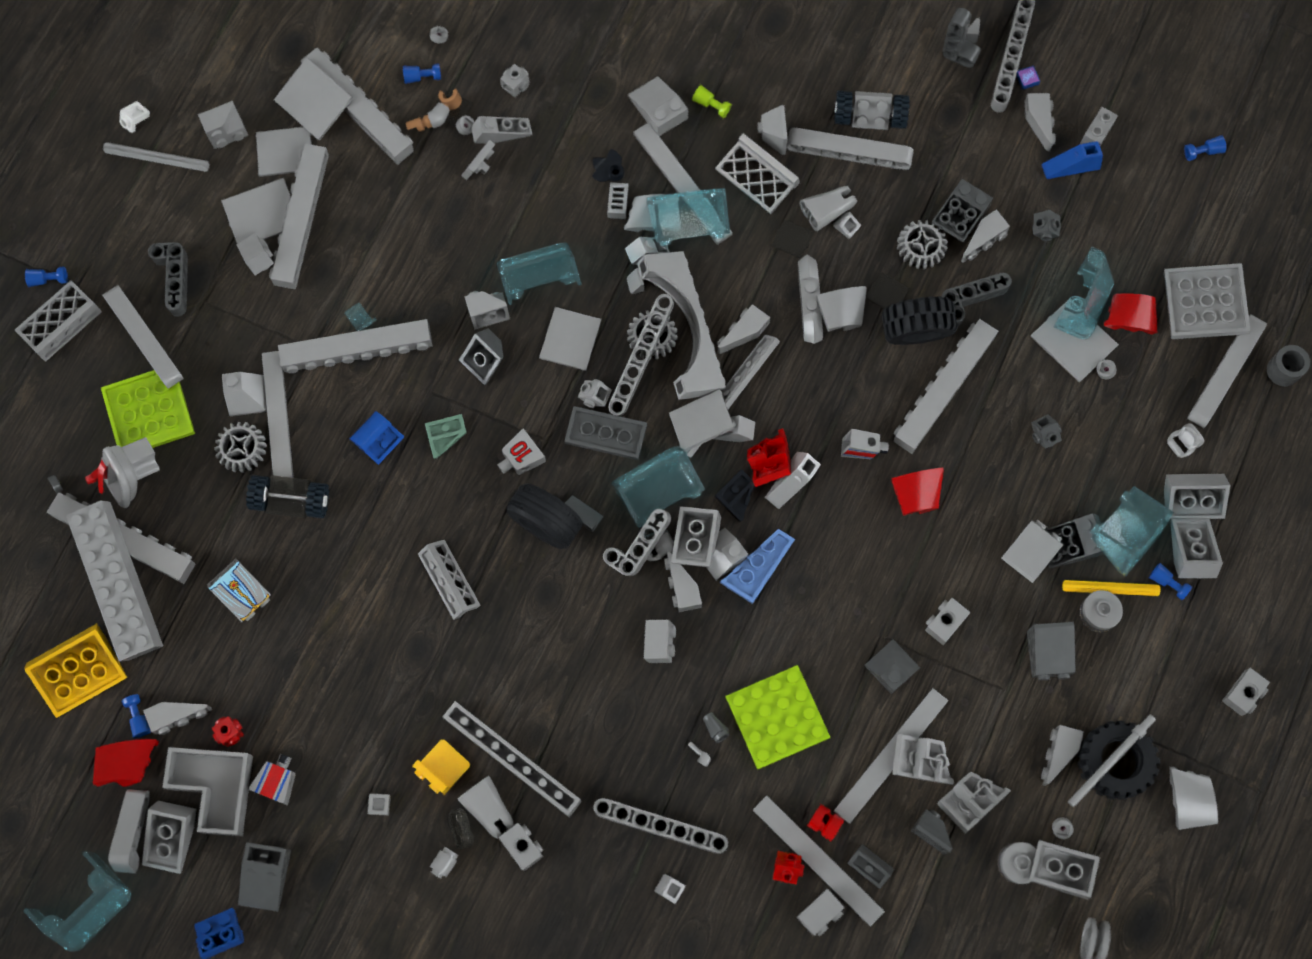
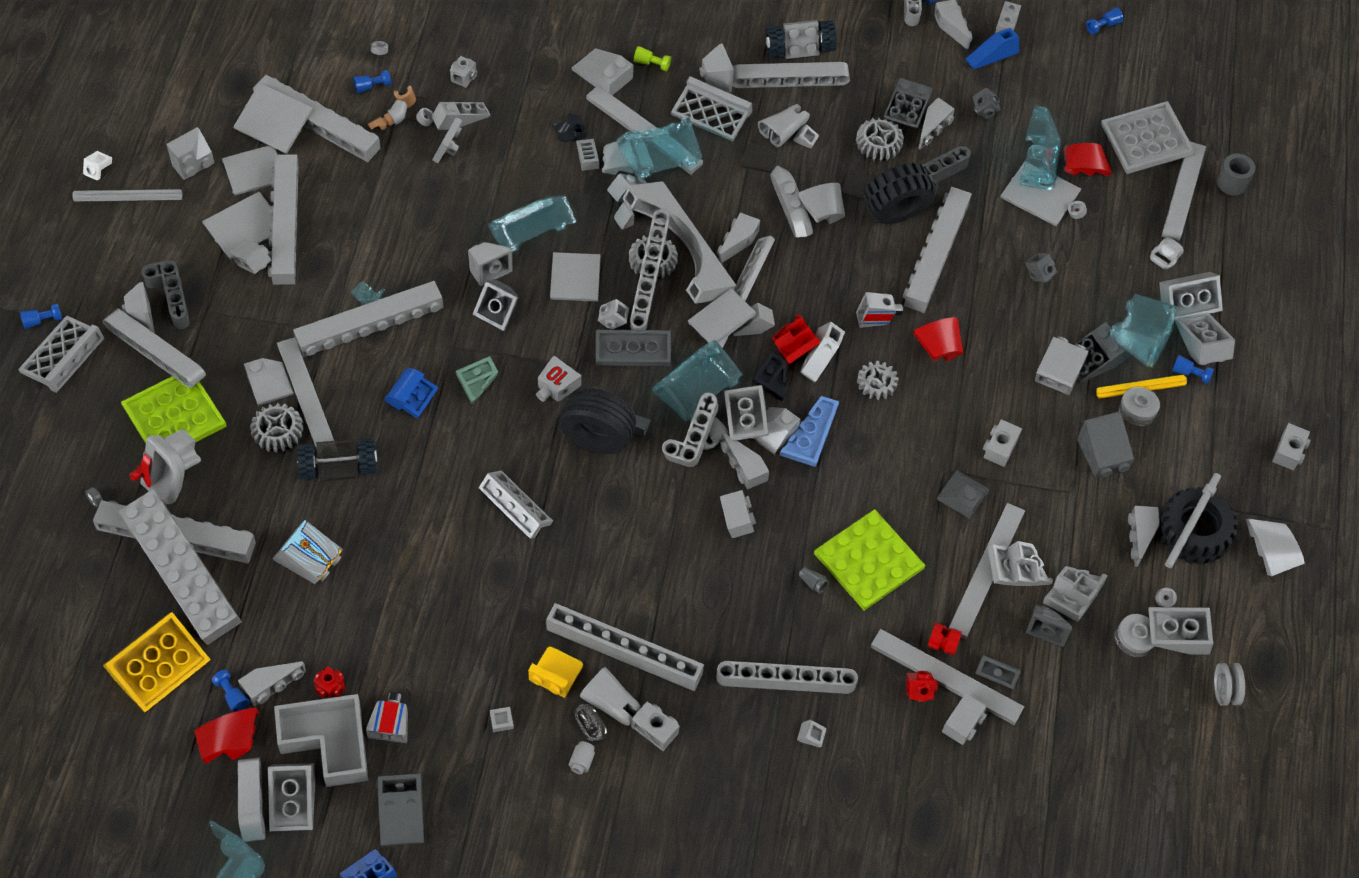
camera: 20 degrees left, 15 degrees down
(139, 288) = (138, 306): none -> light grey slope
(704, 758) = (810, 608): light grey hand -> none
(833, 524) = (877, 380): none -> light grey gear

